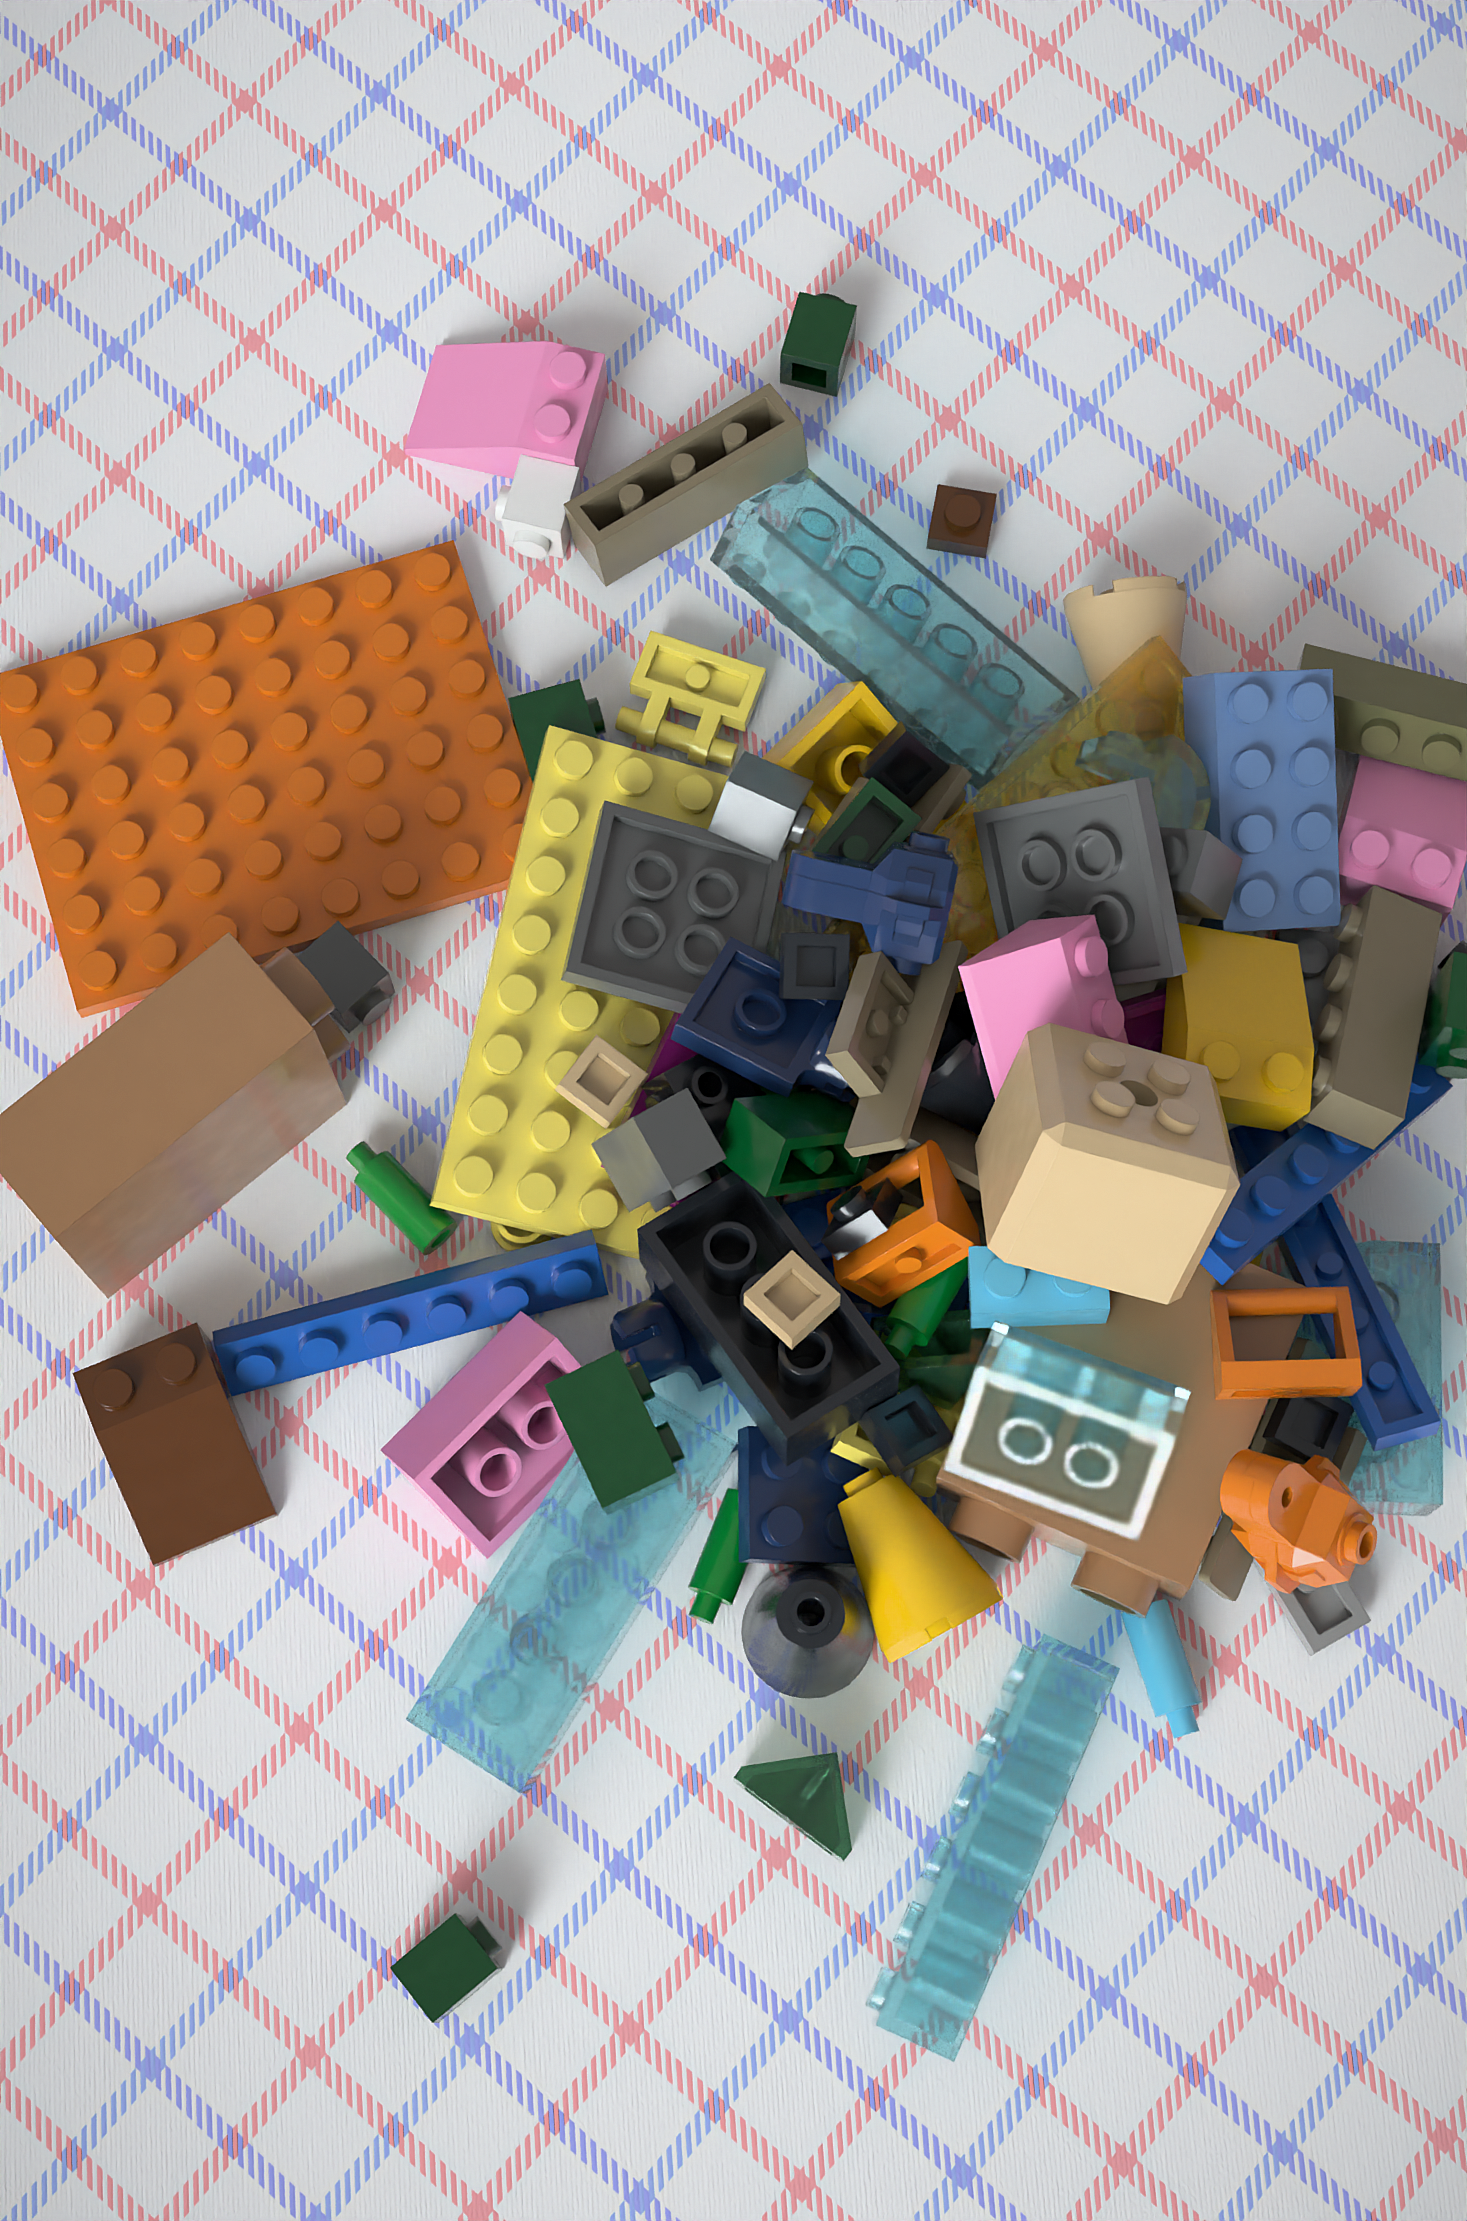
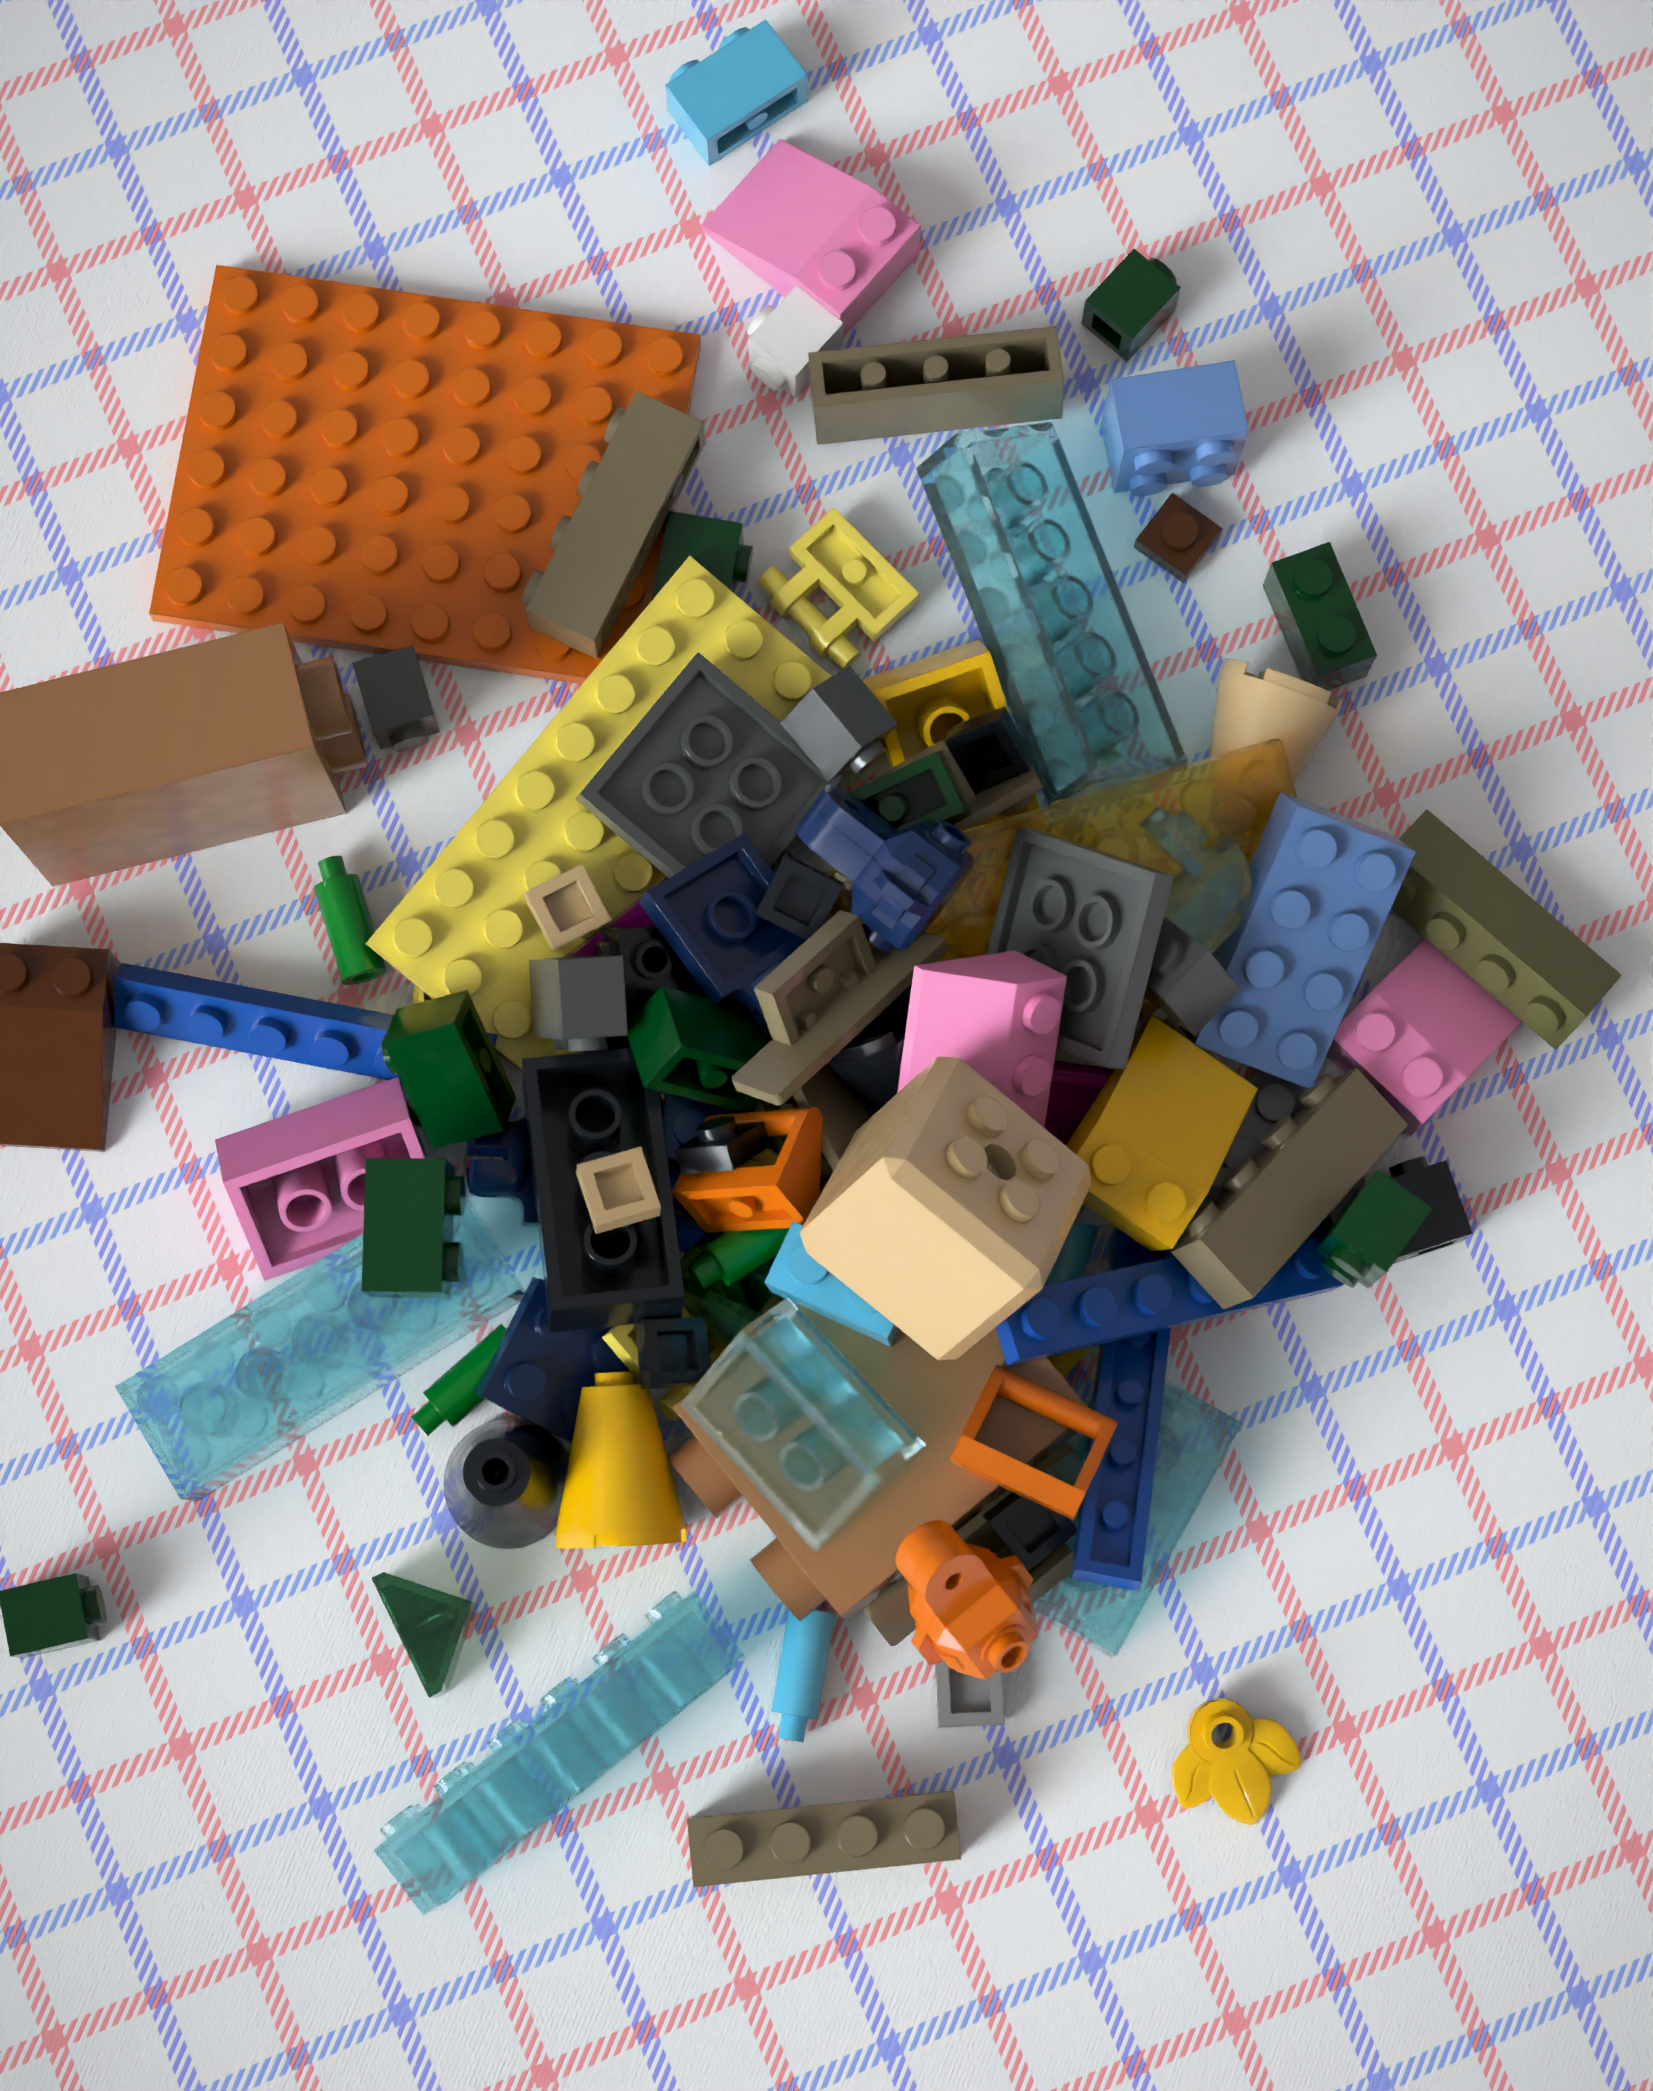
camera: 25 degrees right, 5 degrees up
(378, 320) = (736, 91): none -> medium azure brick
(466, 731) = (614, 524): none -> dark tan brick
(568, 1277) = (448, 1070): none -> dark green brick
(915, 424) = (1174, 428): none -> medium blue brick
(1122, 525) = (1319, 618): none -> dark green brick
(1267, 1807) = (823, 1838): none -> dark tan brick

